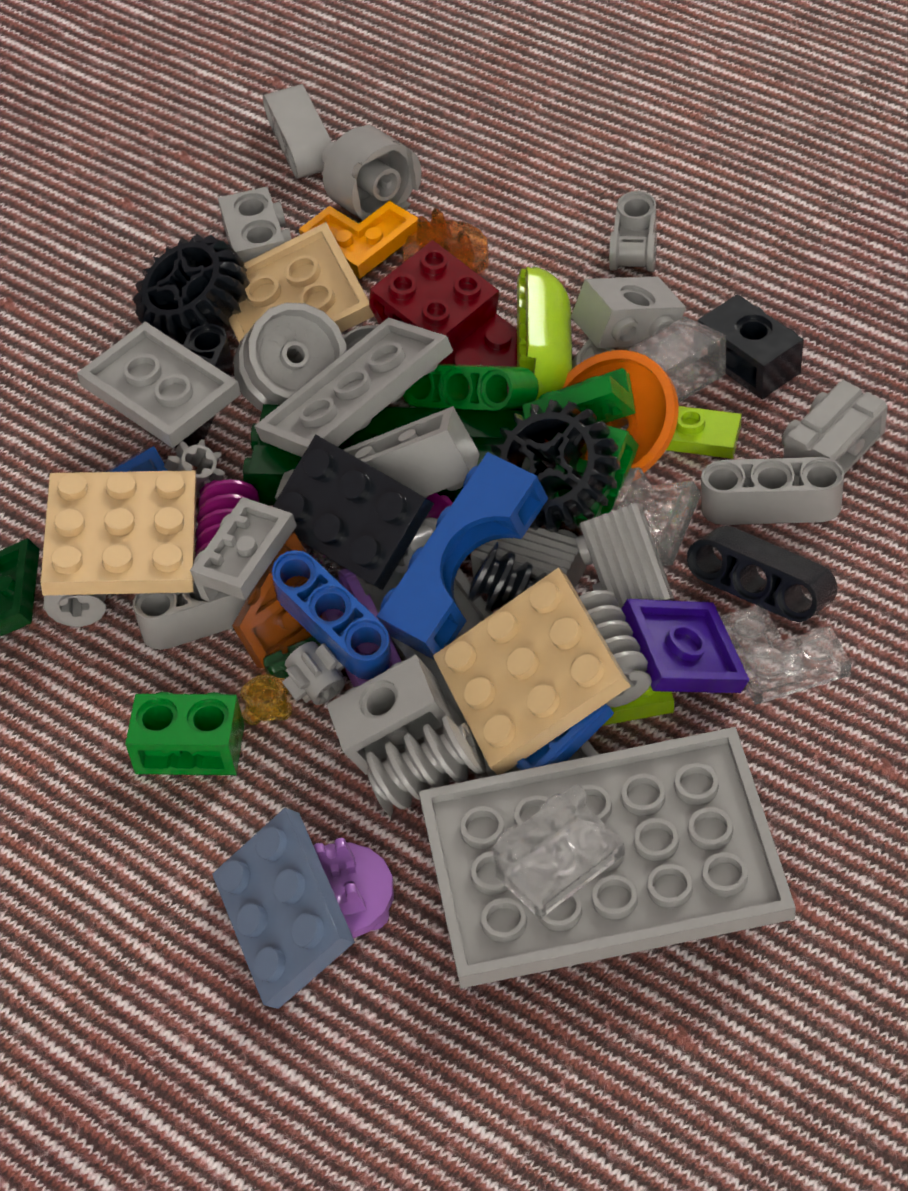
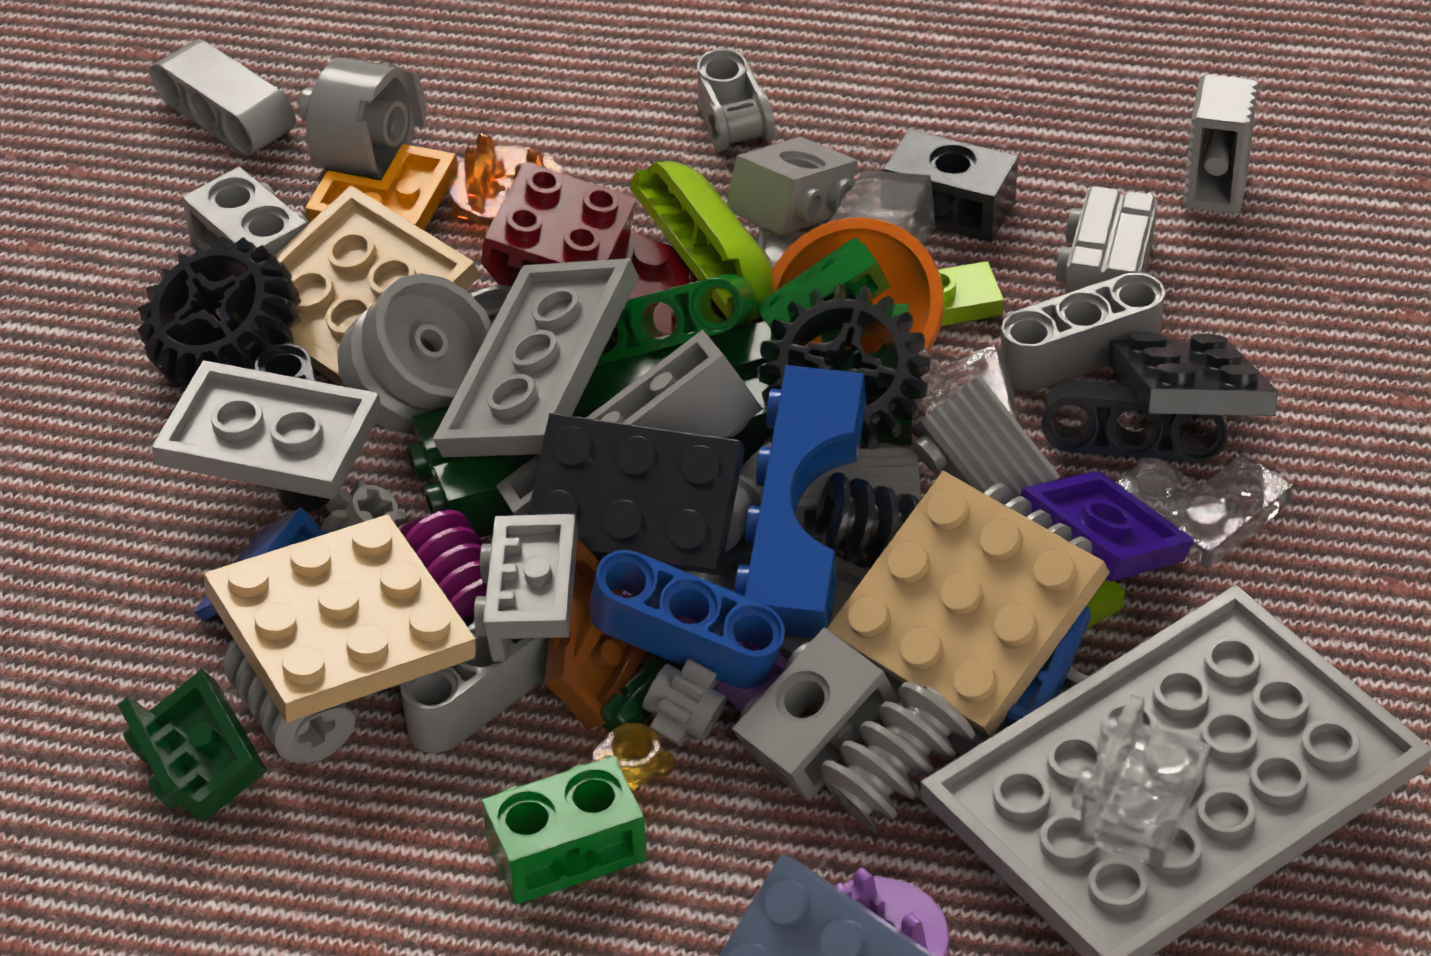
camera: 30 degrees left, 5 degrees down
(816, 554) = (1191, 376): none -> black plate

